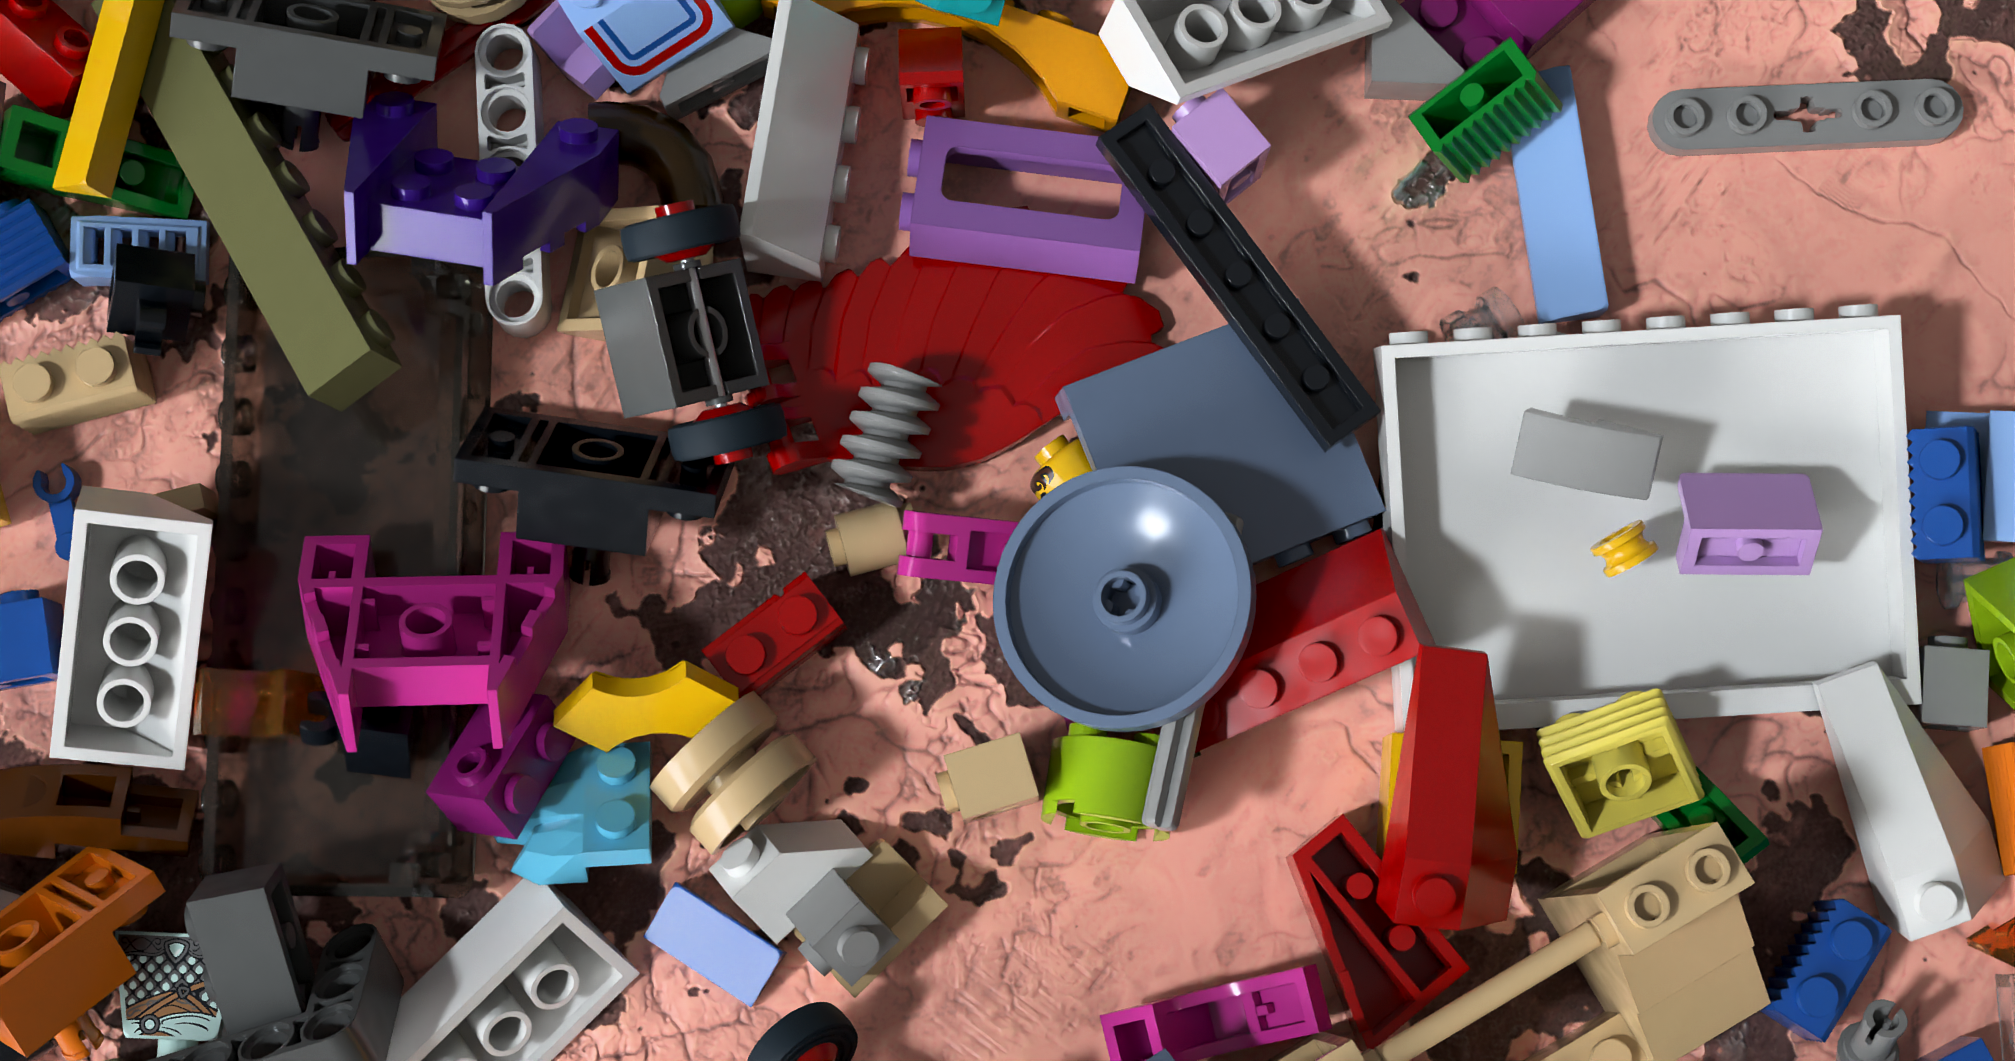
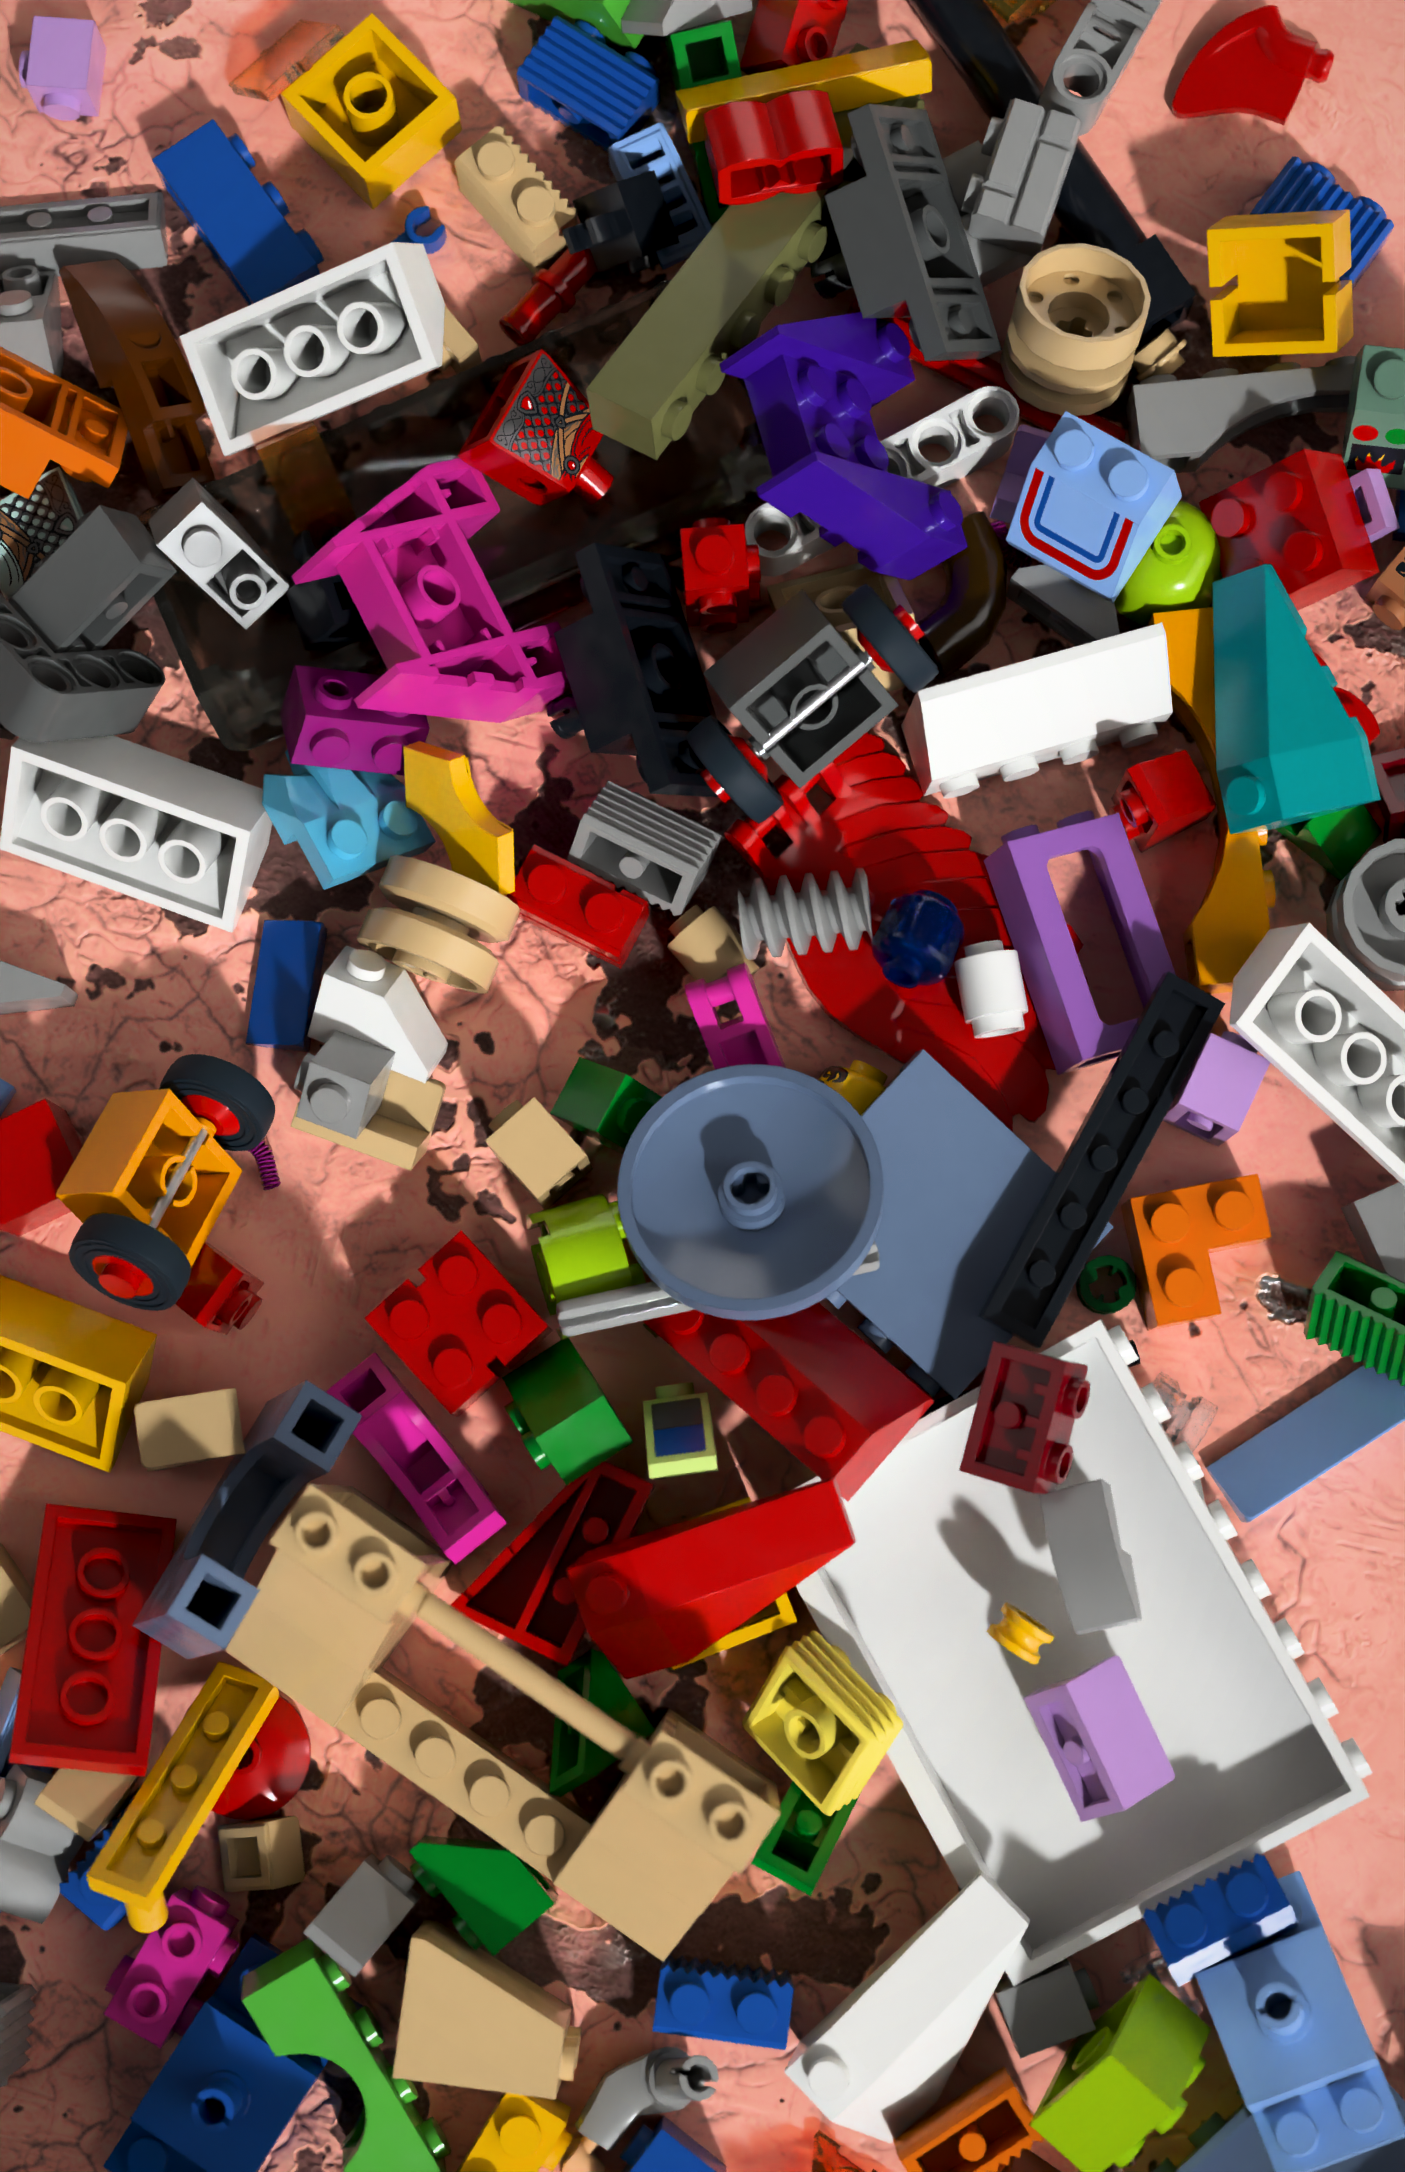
camera: 70 degrees right, 0 degrees up
(159, 120) = (773, 147): none -> red brick
(181, 398) = (551, 293): none -> red pin
(277, 818) = (217, 553): none -> light grey slope
(315, 467) = (538, 435): none -> red torso
(530, 365) = (718, 574): none -> red brick
(643, 94) = (1025, 559): none -> leg
(751, 552) = (644, 847): none -> light grey brick
(877, 1038) = (255, 1152): none -> magenta leg
(957, 345) = (918, 939): none -> clear blue head
(973, 697) = (603, 1103): none -> green slope
(1033, 302) = (991, 989): none -> white brick
(1110, 926) = (458, 1324): none -> red piece
(1238, 863) = (563, 1412): none -> green brick
(1308, 769) = (679, 1432): none -> slope
(1330, 254) = (1172, 1243): none -> orange brick
(1355, 322) = (1122, 1295): none -> dark green bush
(1440, 453) = (1025, 1419): none -> dark red bracket
(1550, 1002) = (573, 1753): none -> green slope

